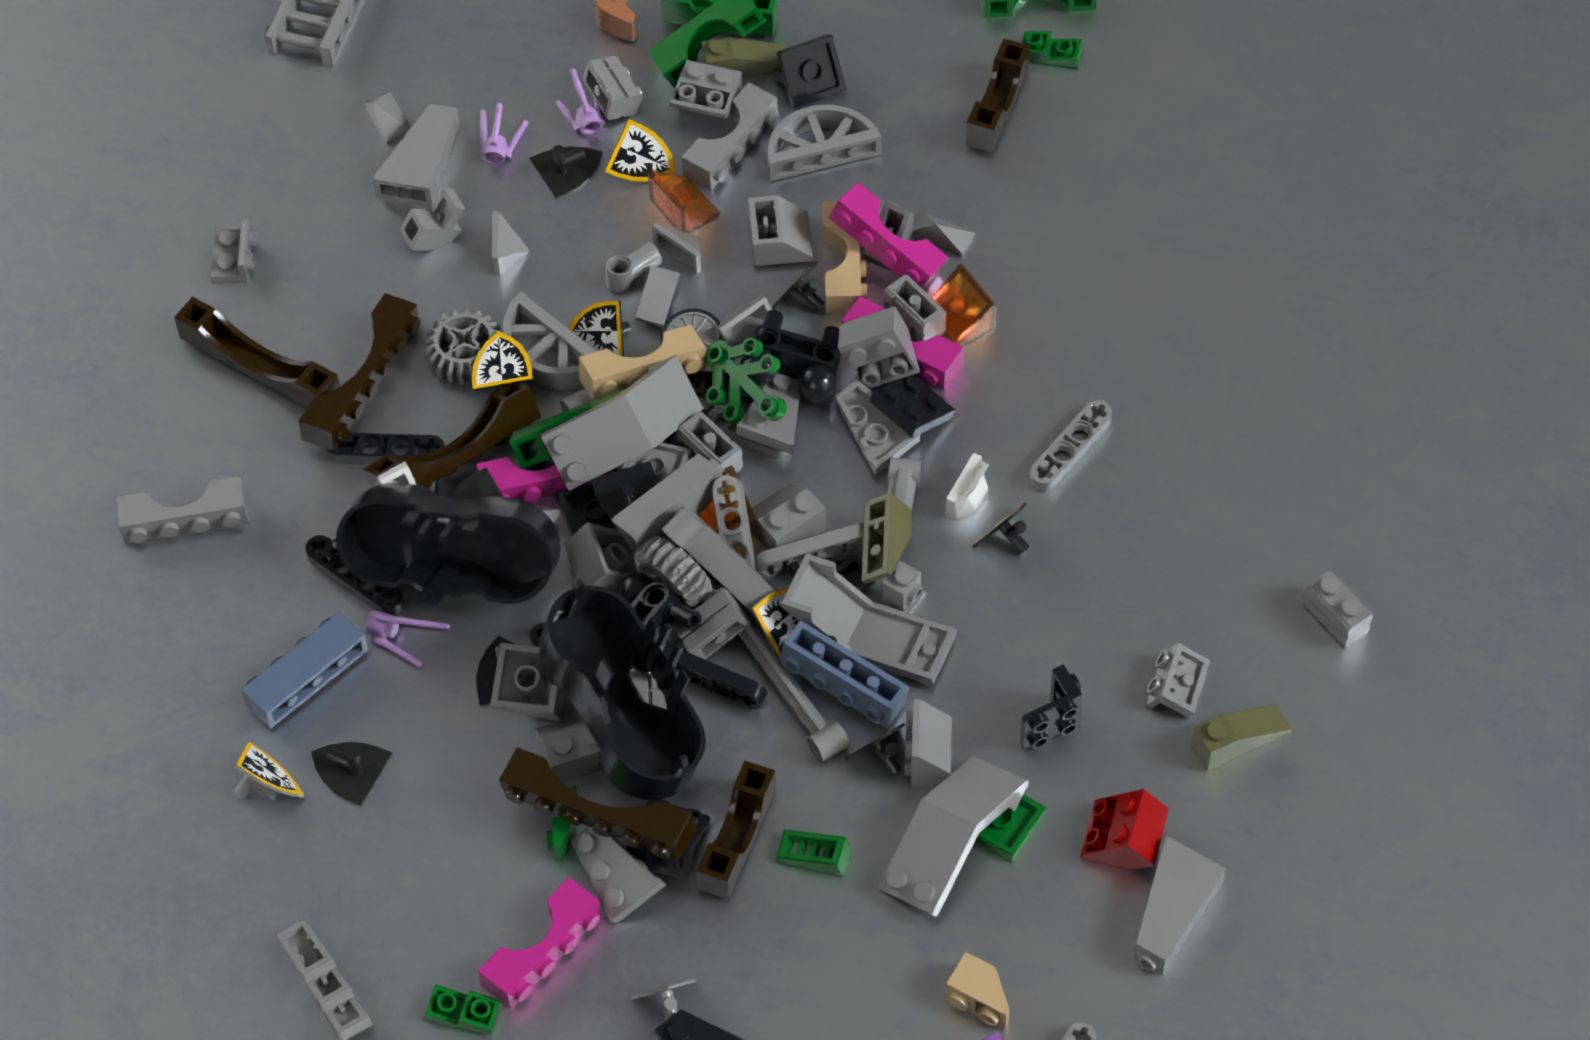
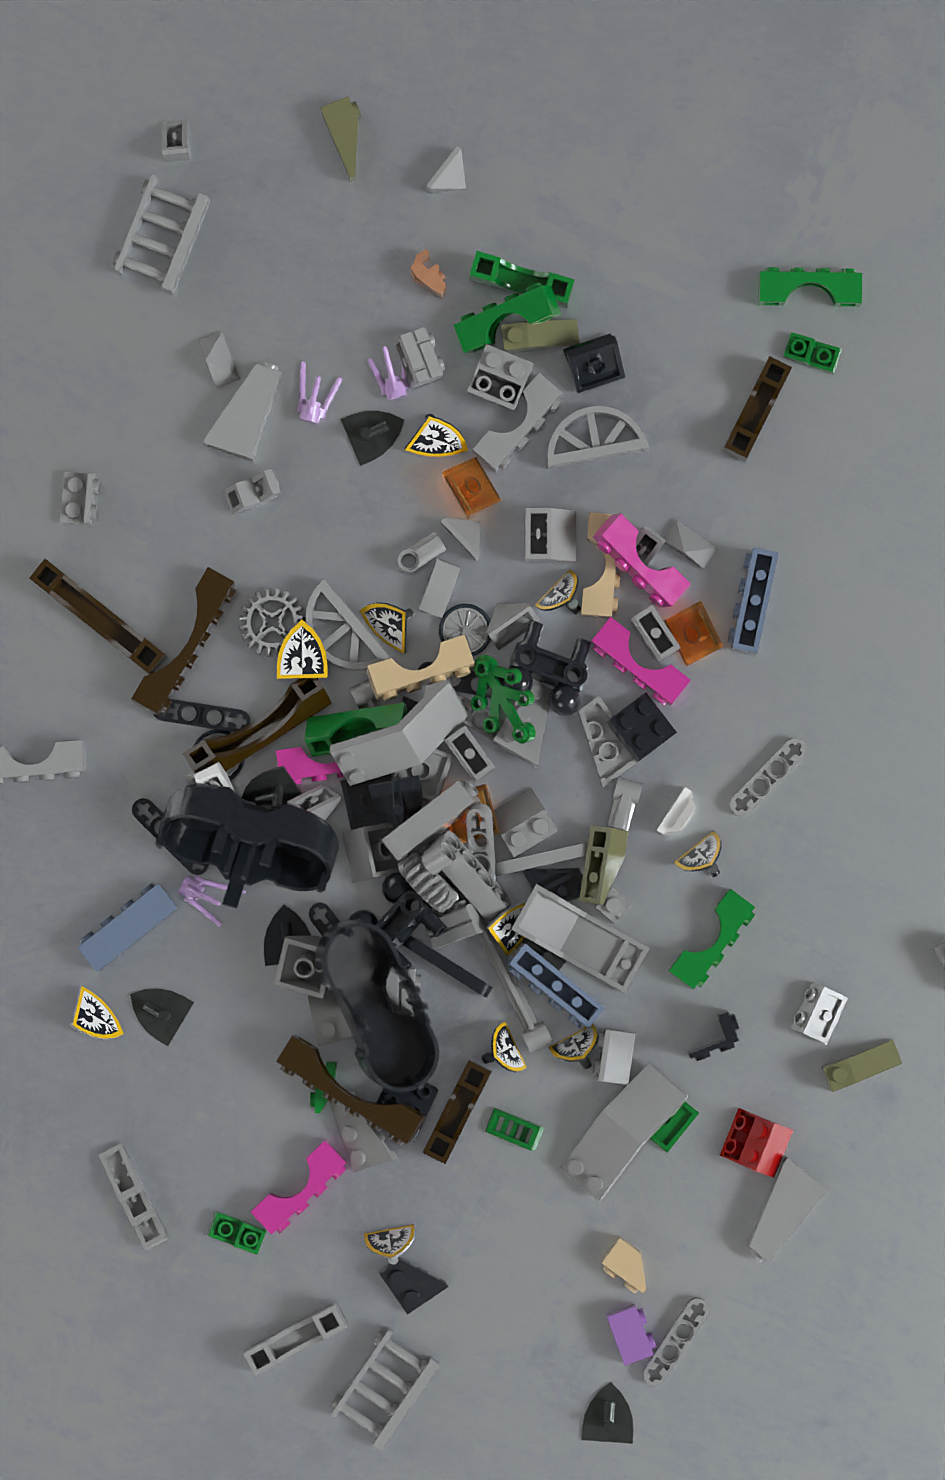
camera: 10 degrees right, 30 degrees up
(506, 245) = (314, 517): light grey slope -> none
(791, 756) = (504, 1050): none -> shield
(878, 348) = (618, 677): light grey slope -> none
(1012, 643) = (732, 913): none -> green arch
(1025, 268) = (754, 600): none -> sand blue brick

